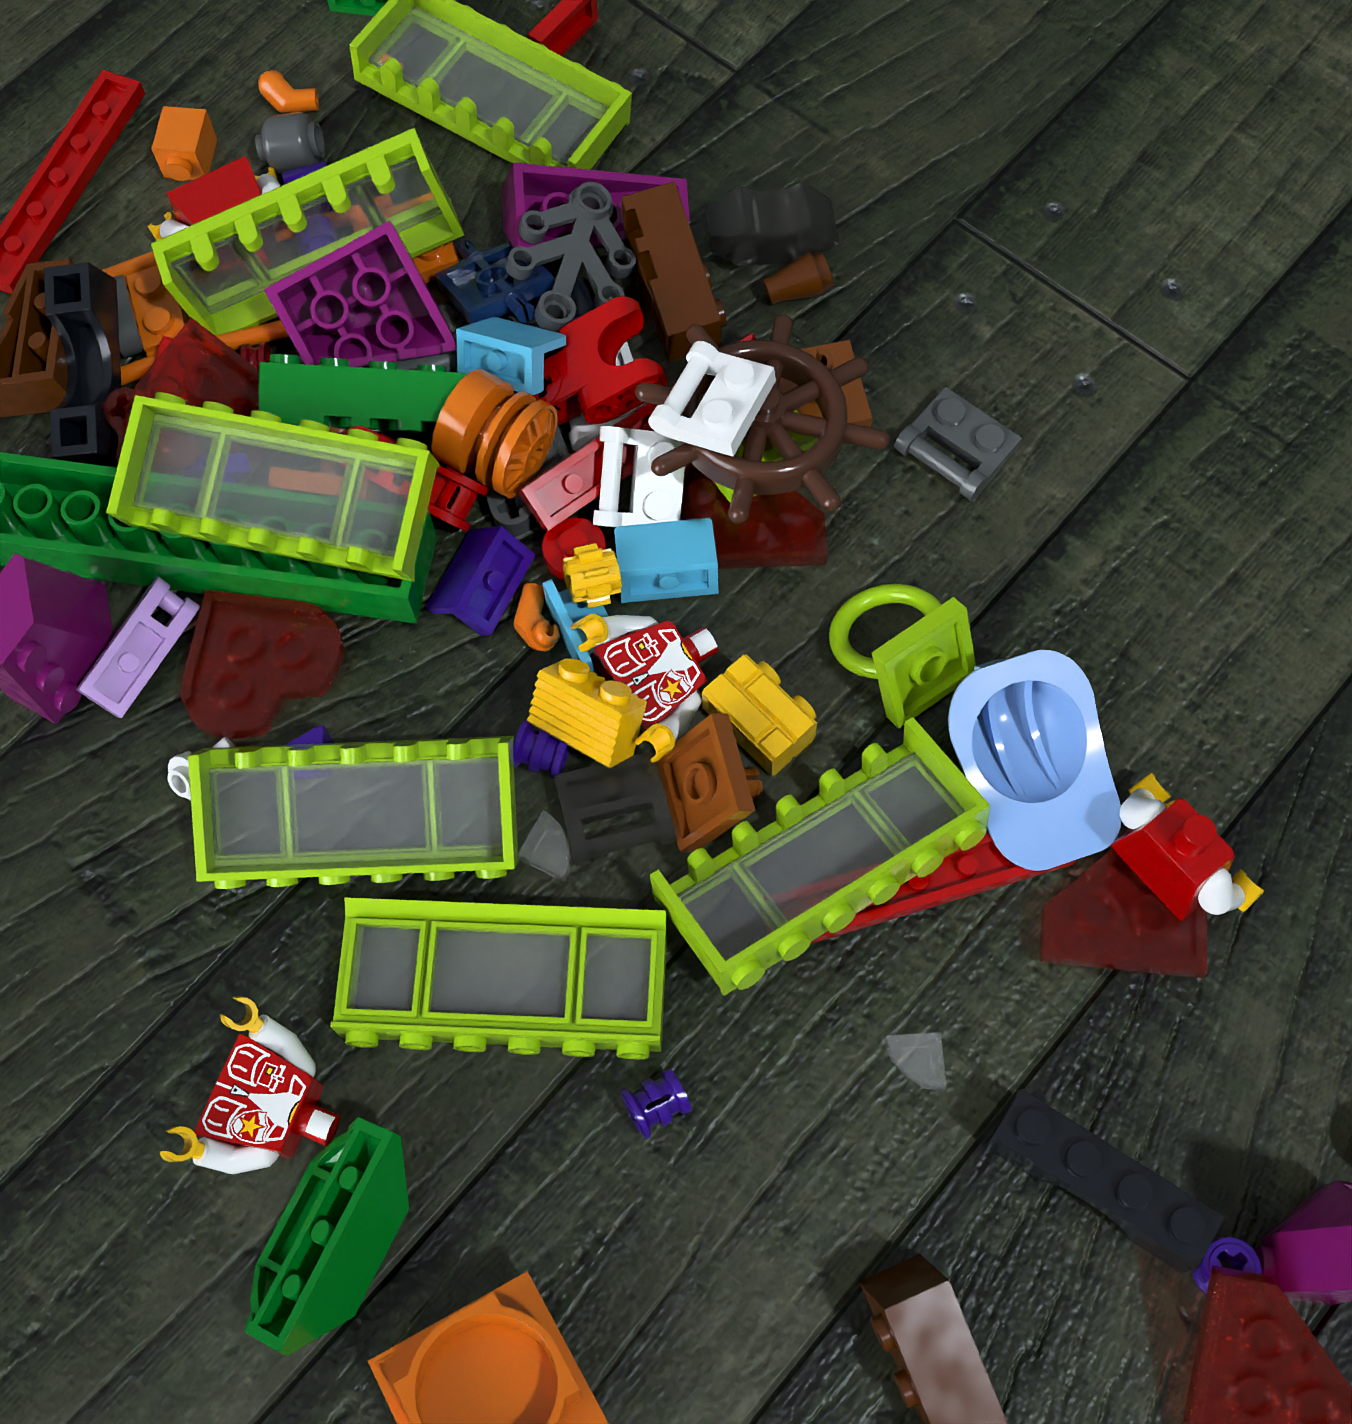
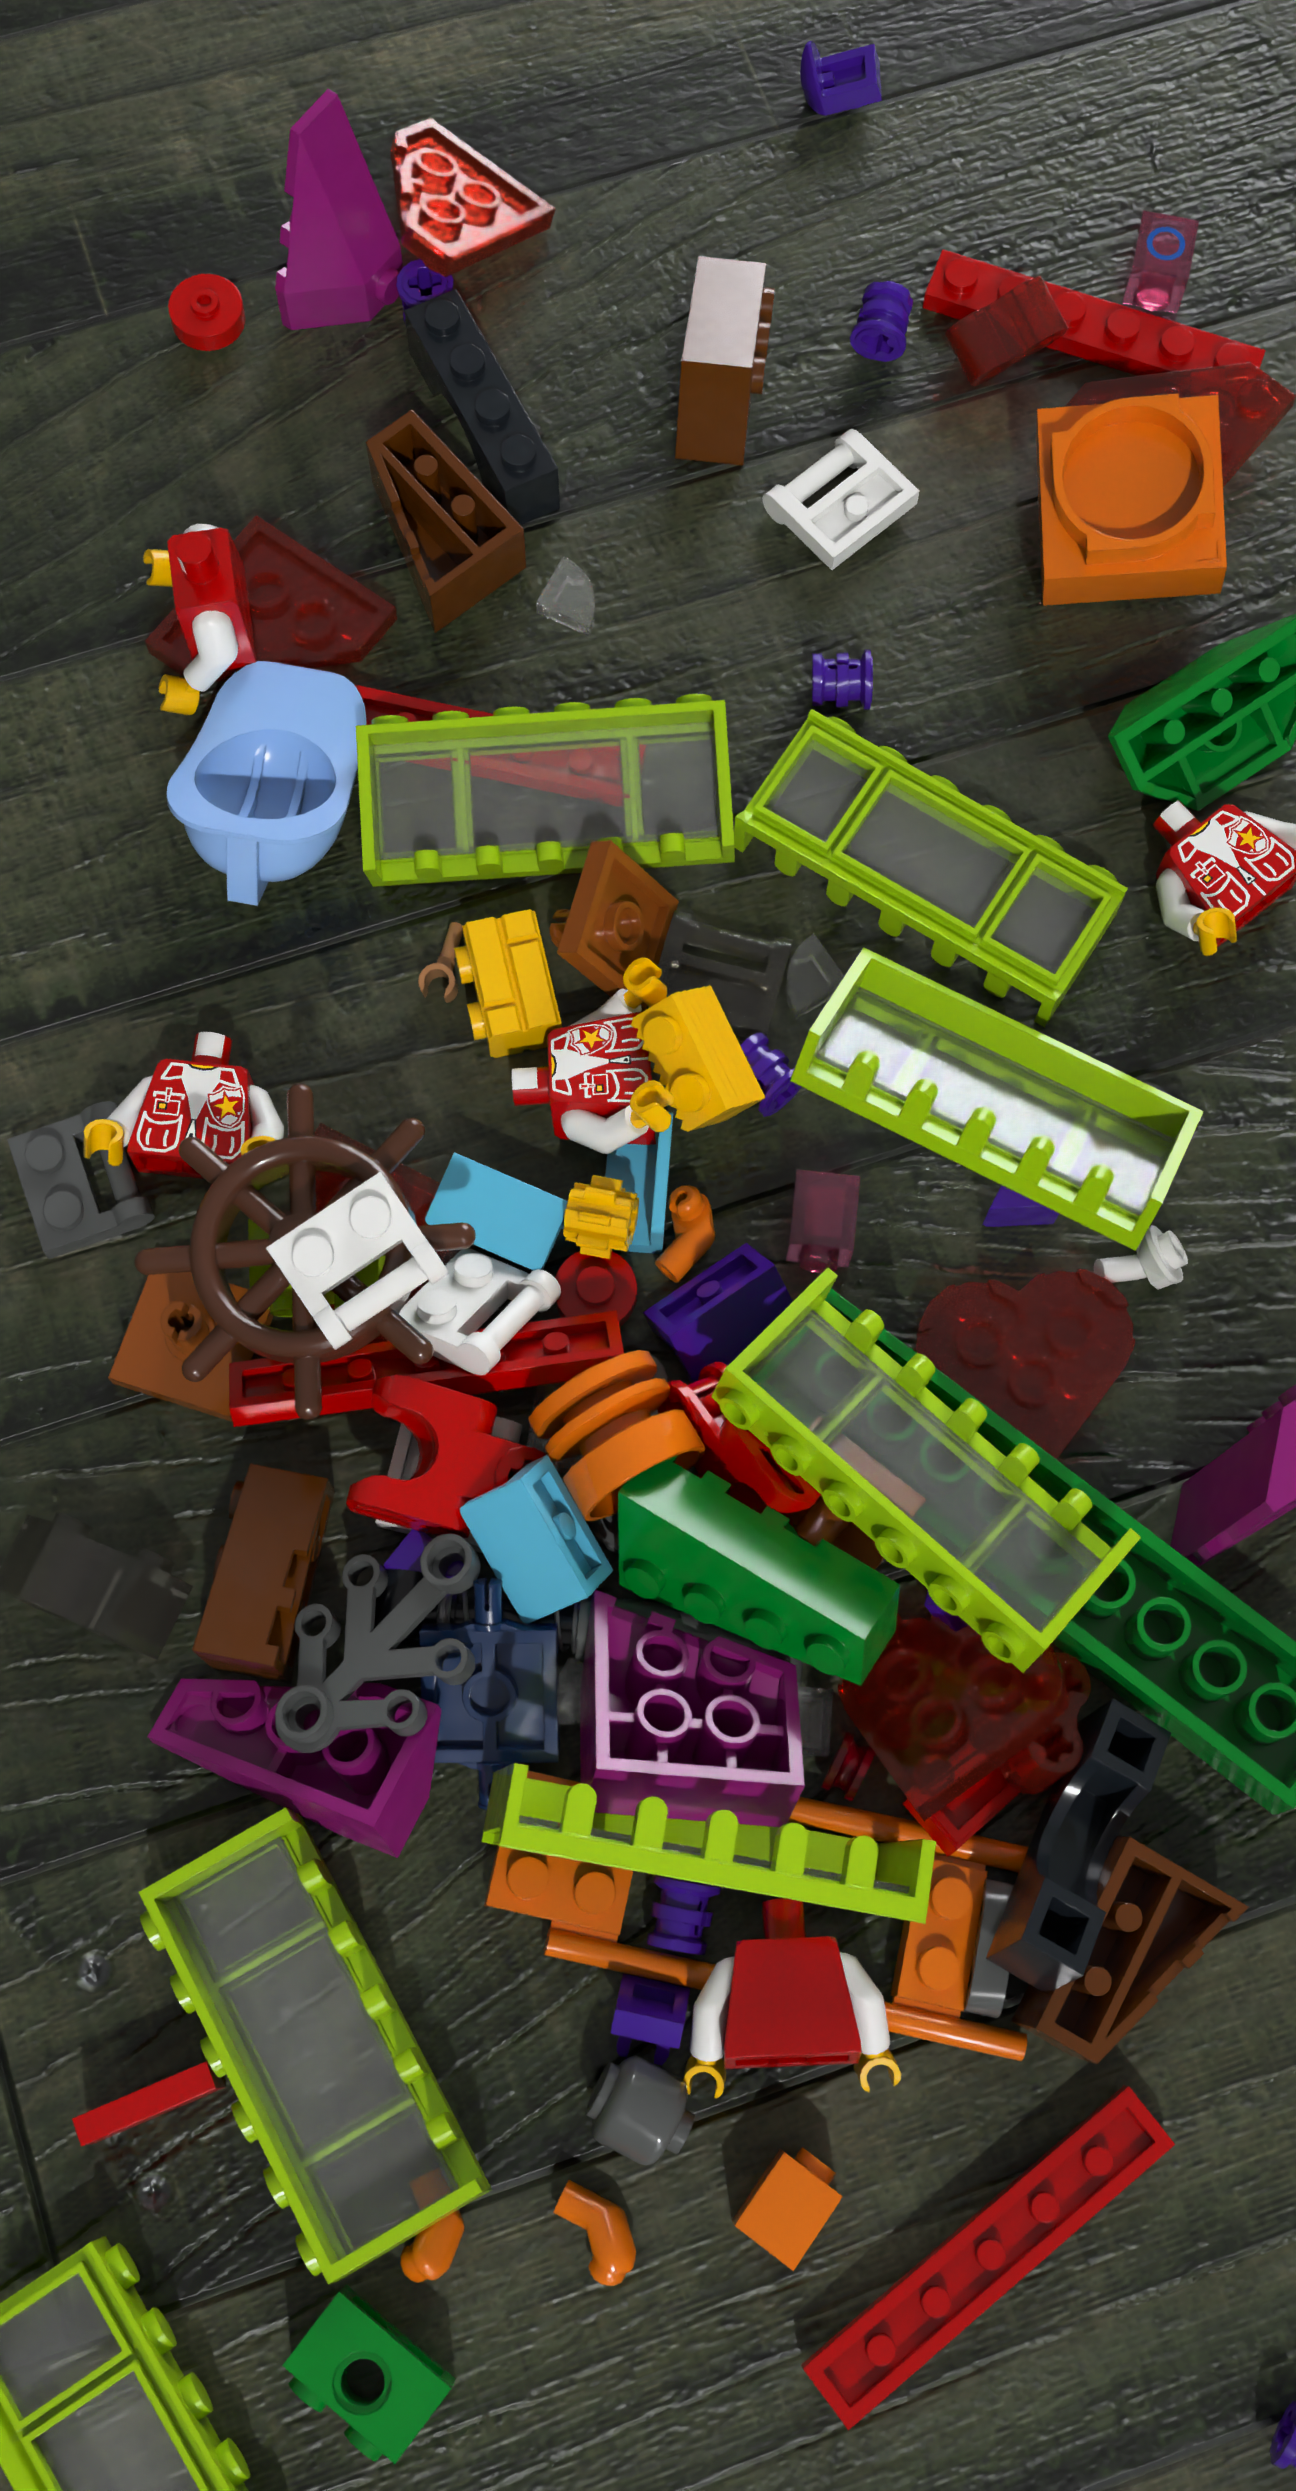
camera: 155 degrees left, 5 degrees up
(137, 649) = (1160, 1437): lavender plate -> none
(443, 669) = (822, 1220): none -> clear pink brick
(734, 1277) = (849, 512): none -> white plate
(800, 279) = (108, 1495): reddish brown cone -> none
(819, 703) = (444, 964): none -> medium nougat hand
(907, 507) = (188, 1100): none -> torso
(917, 663) = (309, 933): lime tile -> none
(1061, 1048) = (443, 519): none -> reddish brown wedge

